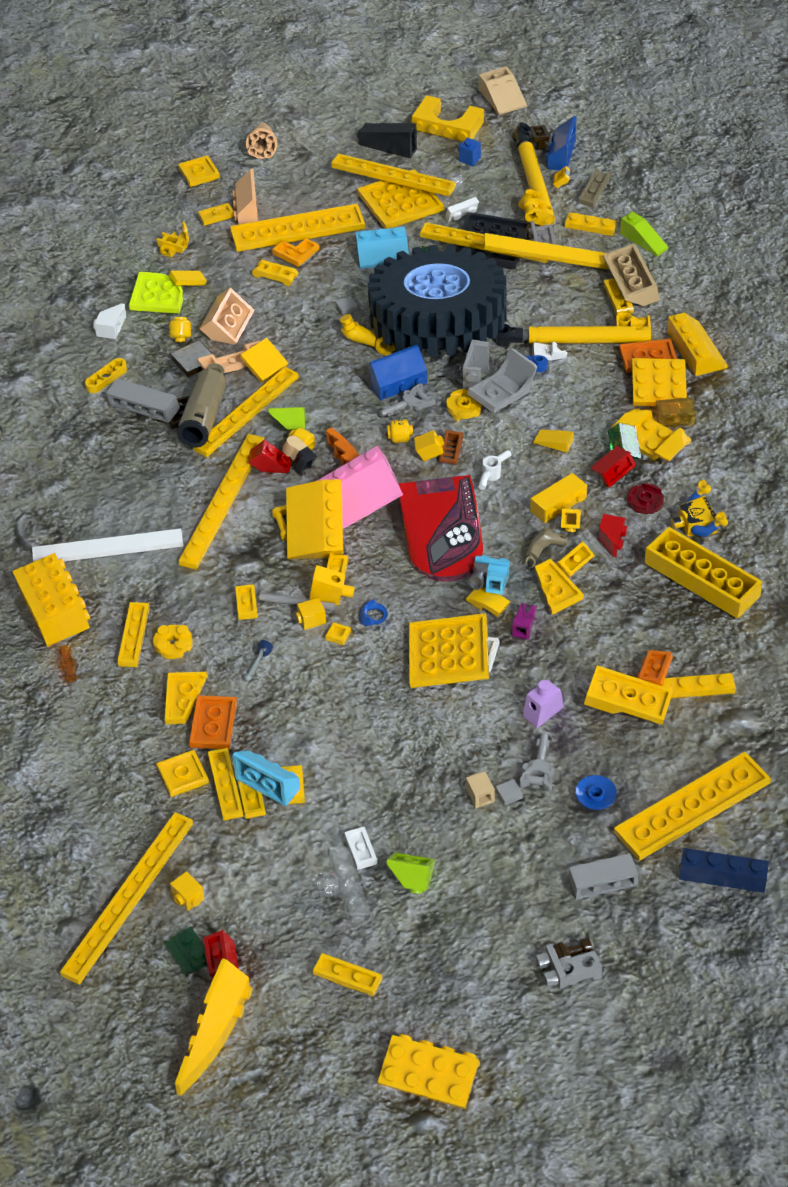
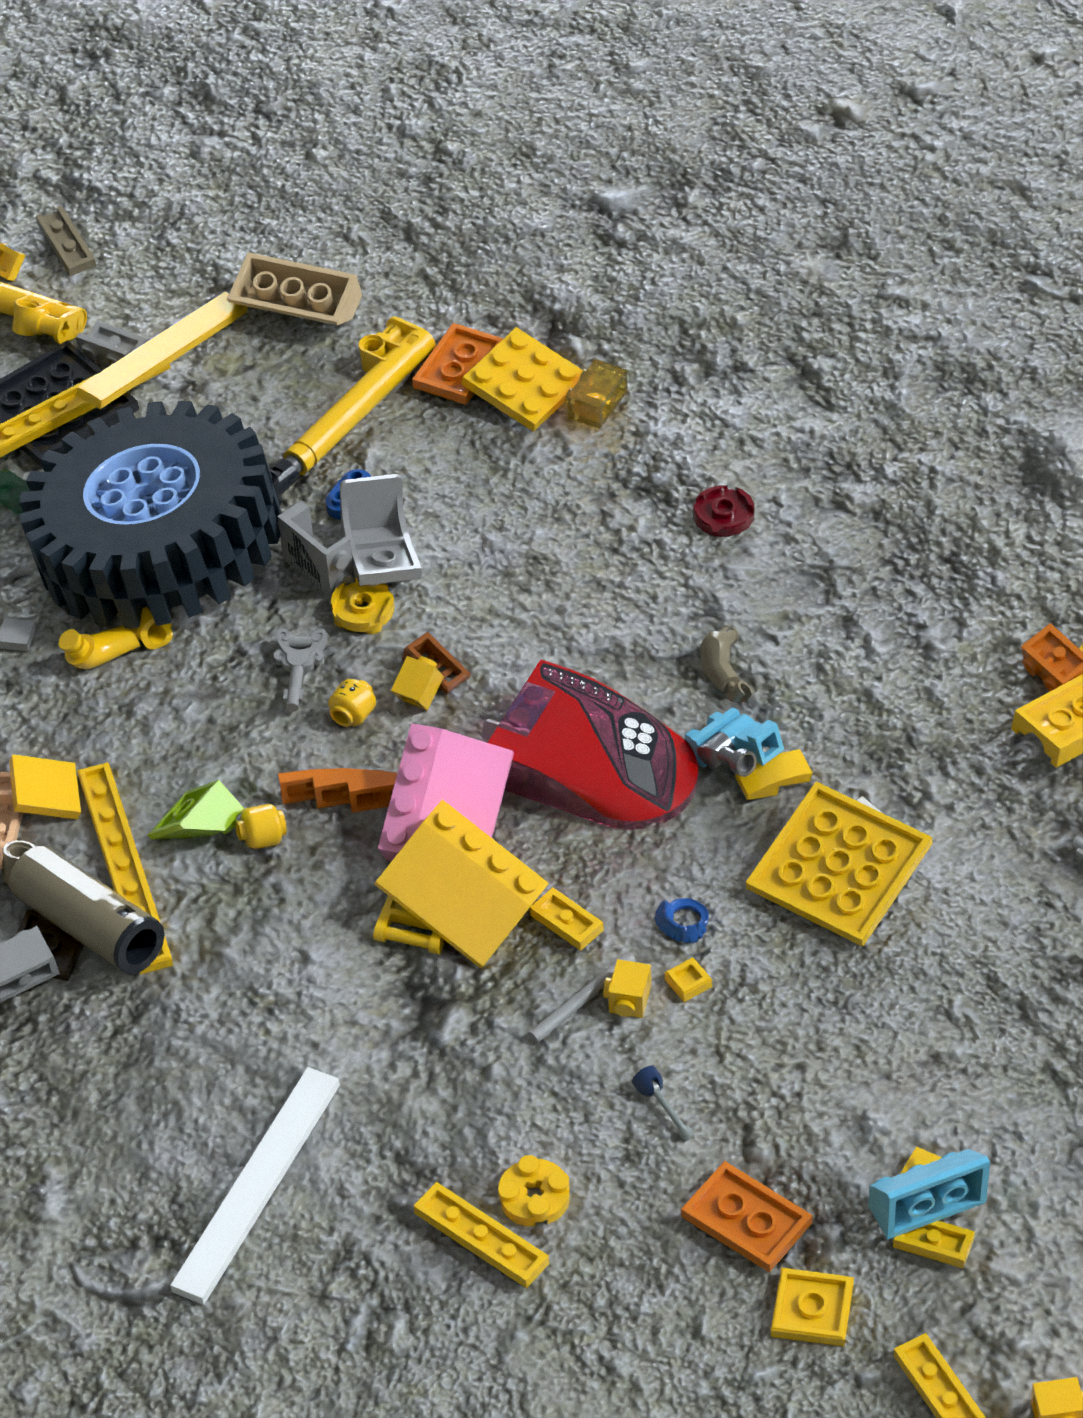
camera: 55 degrees left, 0 degrees up
(52, 599) = (330, 1303): yellow brick -> none
(68, 664) = (471, 1352): clear orange pin -> none
(182, 695) = (656, 1230): yellow wing -> none
(219, 505) = (292, 990): yellow plate -> none
(225, 784) = (881, 1259): yellow plate -> none
(246, 602) = (535, 1058): yellow plate -> none
(269, 458) = (263, 883): red slope -> none
(299, 453) = (292, 840): leg -> none
(329, 586) = (599, 939): yellow torso -> none
(397, 372) = (240, 643): blue slope -> none
(492, 468) = (522, 636): white piece -> none
(524, 619) = (846, 753): magenta leg -> none
(542, 703) = (1020, 796): lavender torso -> none
(551, 352) = (345, 460): white slope -> none
(555, 439) = (525, 543): yellow slope -> none
(556, 586) = (810, 686): yellow wing -> none
(562, 494) = (649, 597): yellow brick -> none
(570, 519) = (705, 602): yellow brick -> none
(575, 559) = (770, 644): yellow slope -> none
(590, 224) = (130, 285): yellow plate -> none
(611, 532) = (765, 577): red slope -> none
(614, 465) = (642, 505): red panel -> none
(617, 298) = (312, 333): yellow plate -> none
(626, 438) = (610, 475): panel -> none
(641, 233) = (213, 242): lime slope -> none
(653, 437) = (622, 441): yellow piece -> none
(694, 344) = (483, 308): yellow slope -> none
(697, 514) = (814, 473): torso -> none
(703, 572) = (923, 520): yellow brick -> none

